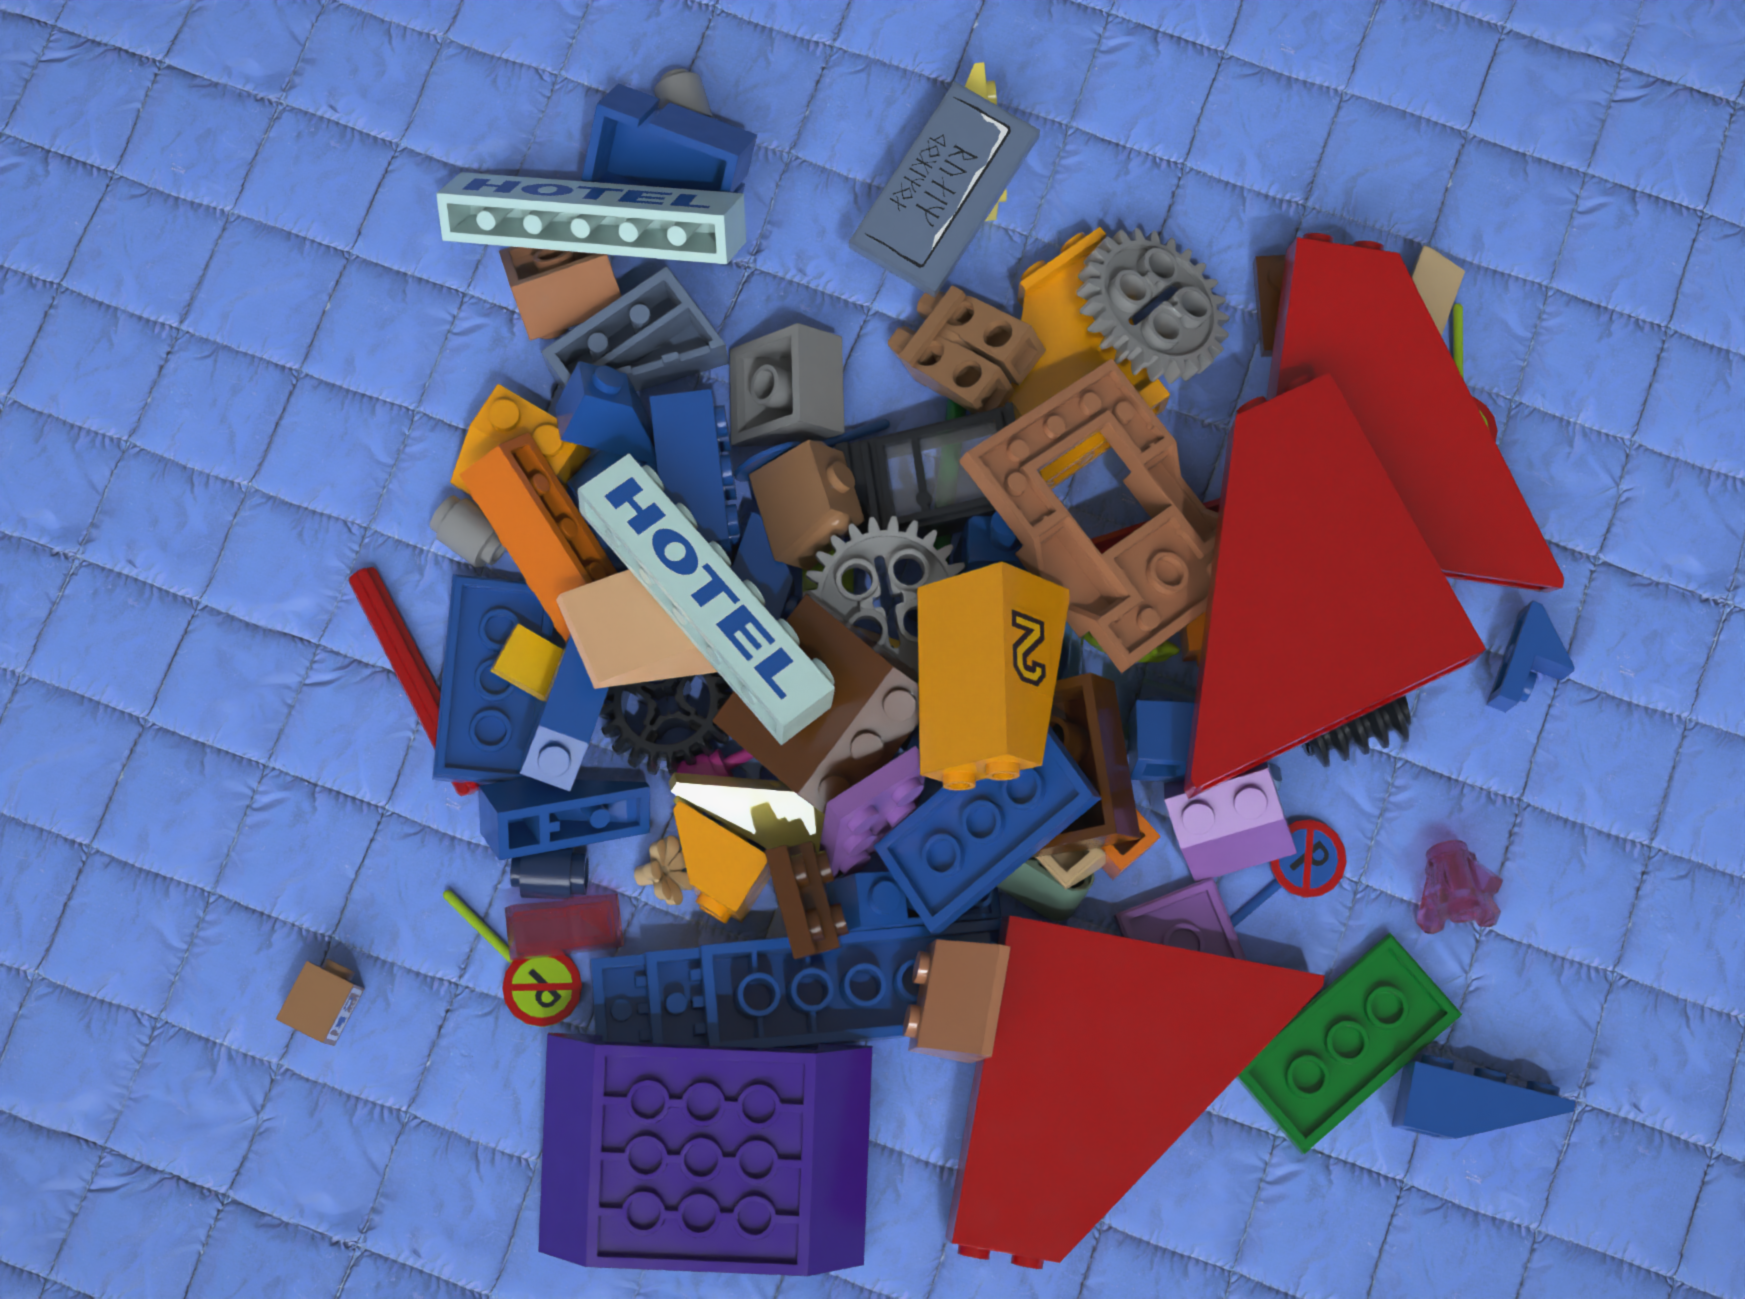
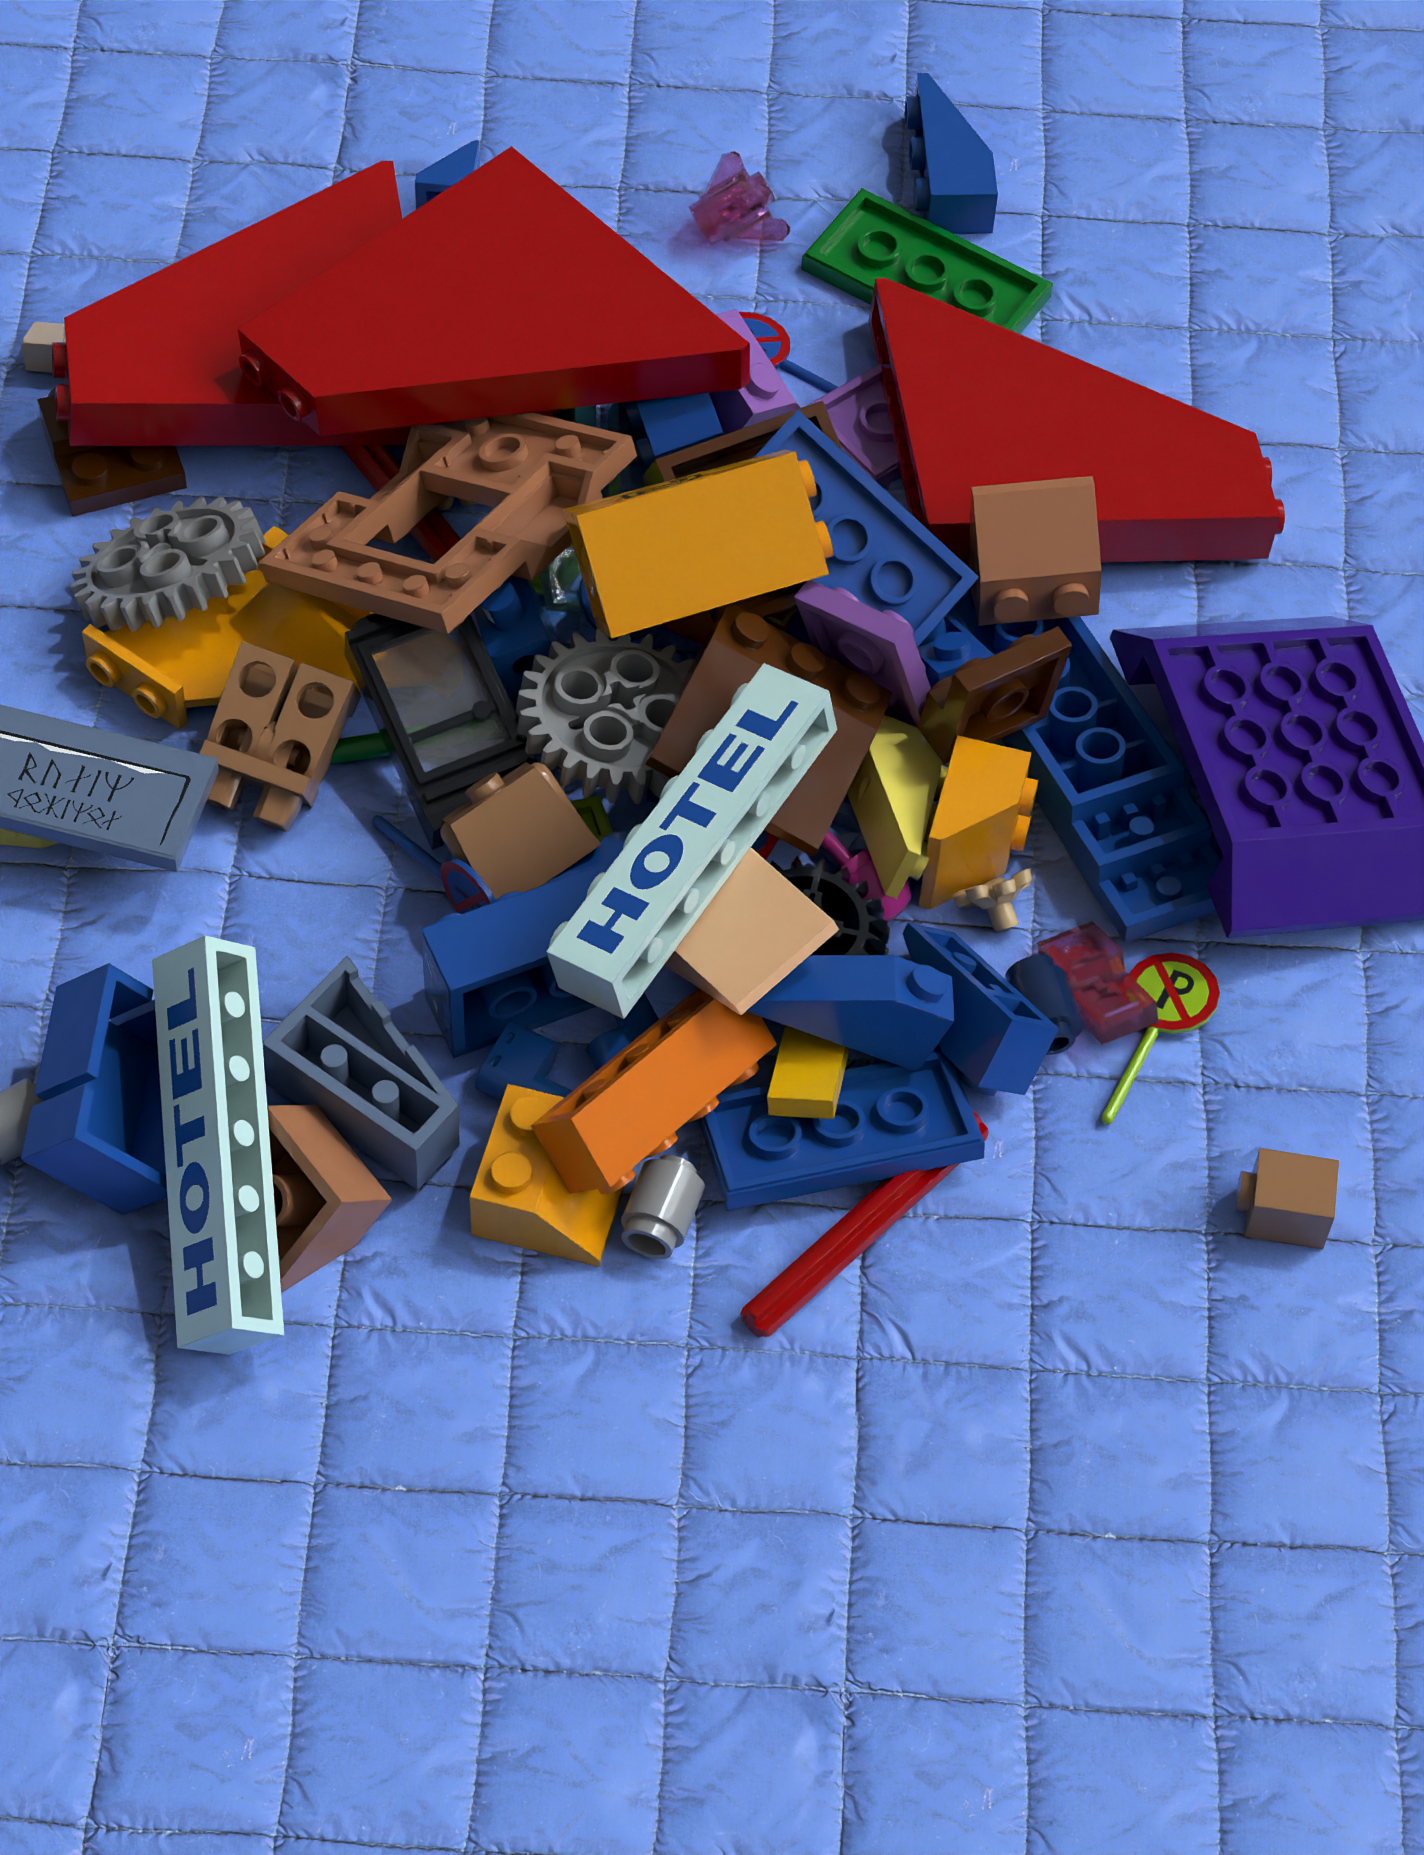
camera: 110 degrees left, 20 degrees down
(605, 413) = (476, 1061): blue slope -> none
(787, 387) = (369, 908): light grey slope -> none

